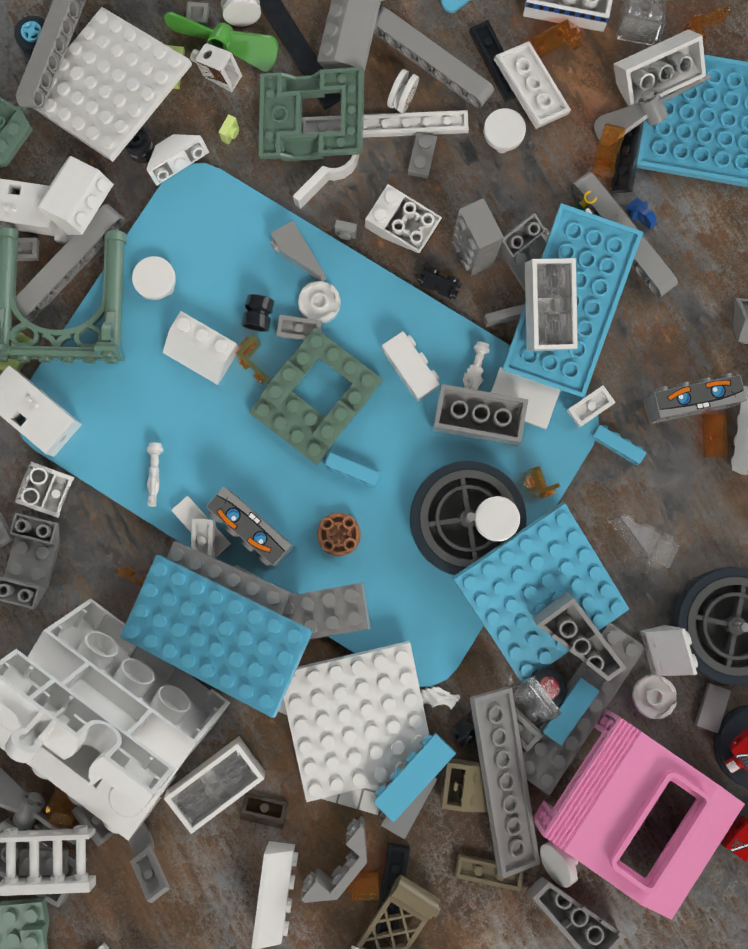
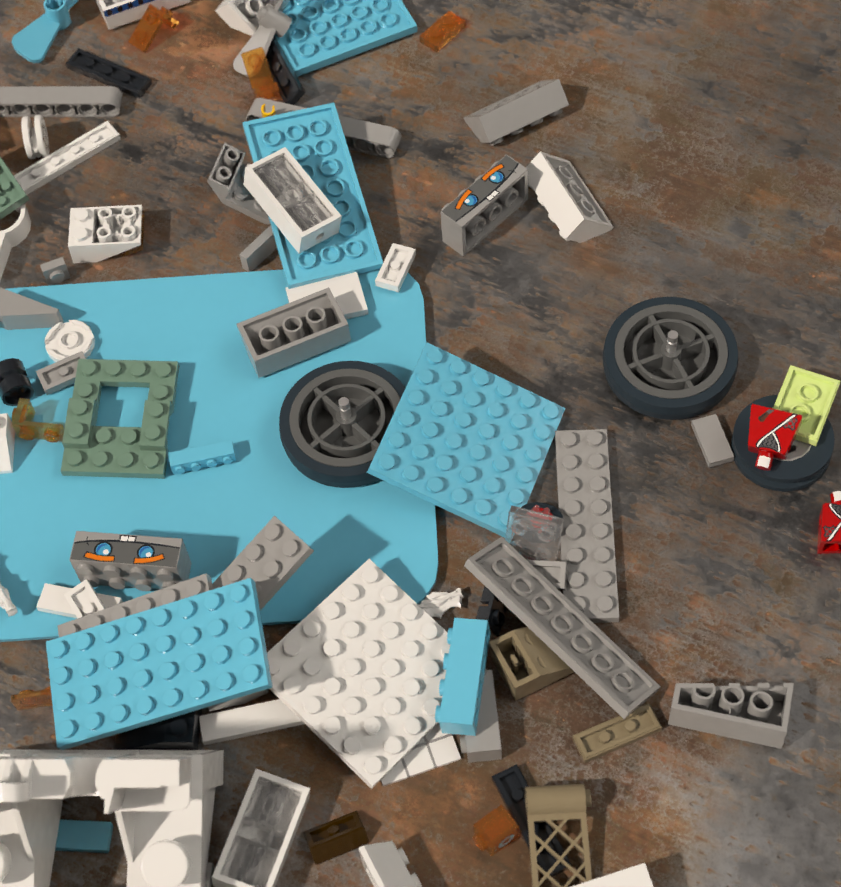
camera: 30 degrees left, 25 degrees down
(320, 886) = (451, 854): light grey slope -> none
(338, 534) = (229, 521): nougat tile -> none
(411, 366) = (198, 337): white brick -> none
(422, 155) = (89, 177): light grey plate -> none
(447, 285) = (186, 257): black hinge -> none
(473, 378) = (257, 285): white piece -> none
(476, 237) = (184, 193): light grey brick -> none
(497, 518) = (373, 396): white tile -> none
(504, 130) = (153, 115): white tile -> none
(532, 84) = (154, 69): white tile -> none
(536, 483) = (393, 351): clear orange bracket -> none
(559, 864) = (673, 662): white tile -> none
(572, 710) = (577, 524): medium azure tile -> none
(575, 631) = (532, 444): light grey wedge -> none
(613, 798) = (669, 562): bright pink panel -> none
(620, 446) = (448, 285): medium azure piece -> none
(640, 211) = (324, 98): blue piece -> none
(644, 543) = (528, 339): clear slope -> none
(654, 696) = (650, 467): white tile -> none
(669, 651) = (625, 407): white slope -> none
(715, 435) = (530, 227): clear orange plate -> none

